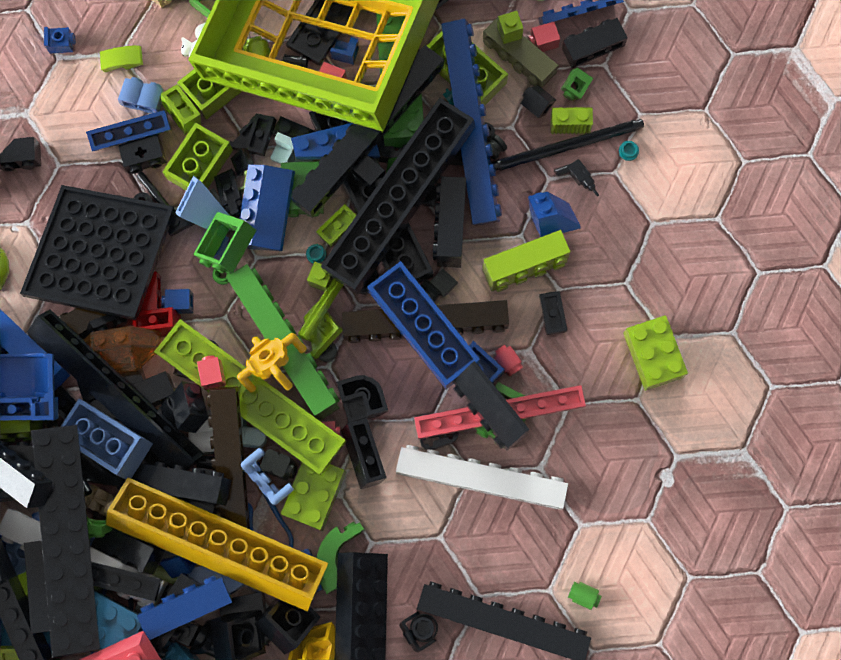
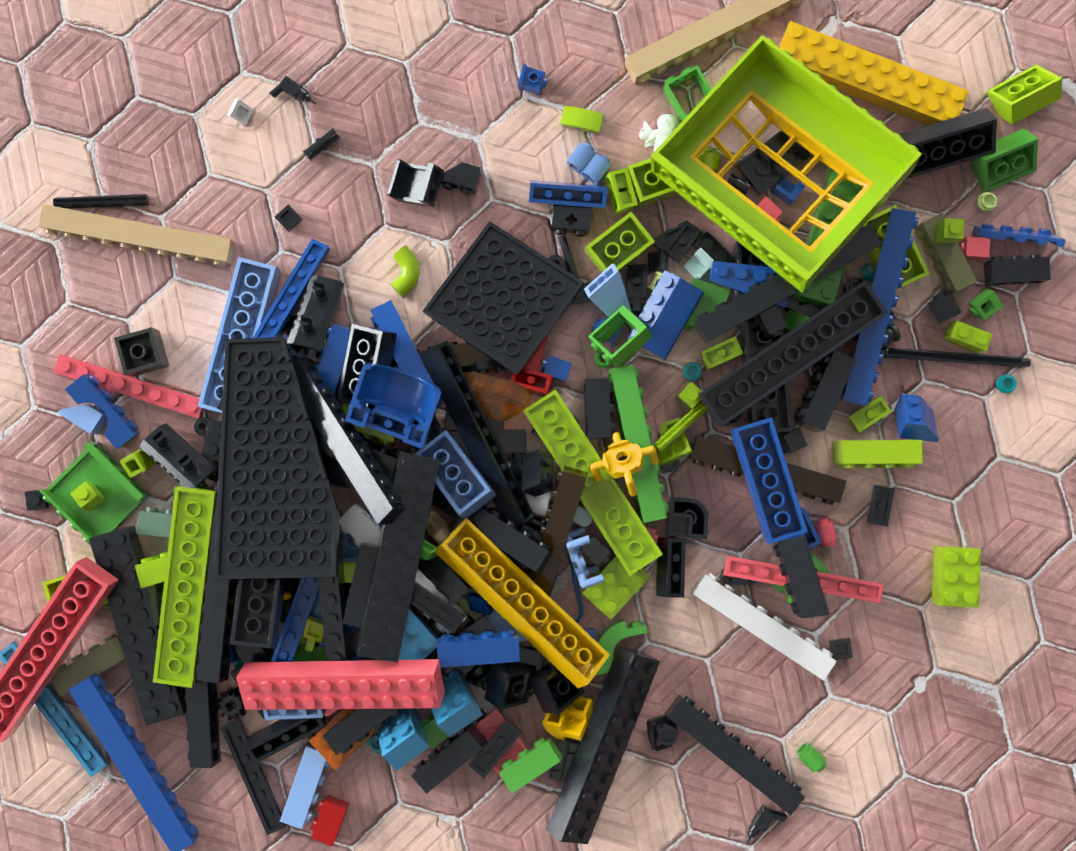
camera: 20 degrees right, 10 degrees up
(211, 372) = (568, 451): coral brick -> none
(231, 322) = (598, 408): none -> black brick
(506, 229) = (869, 414): none -> lime plate
(571, 471) = (841, 648): none -> pearl dark grey tile
(579, 174) = (953, 388): black piece -> none

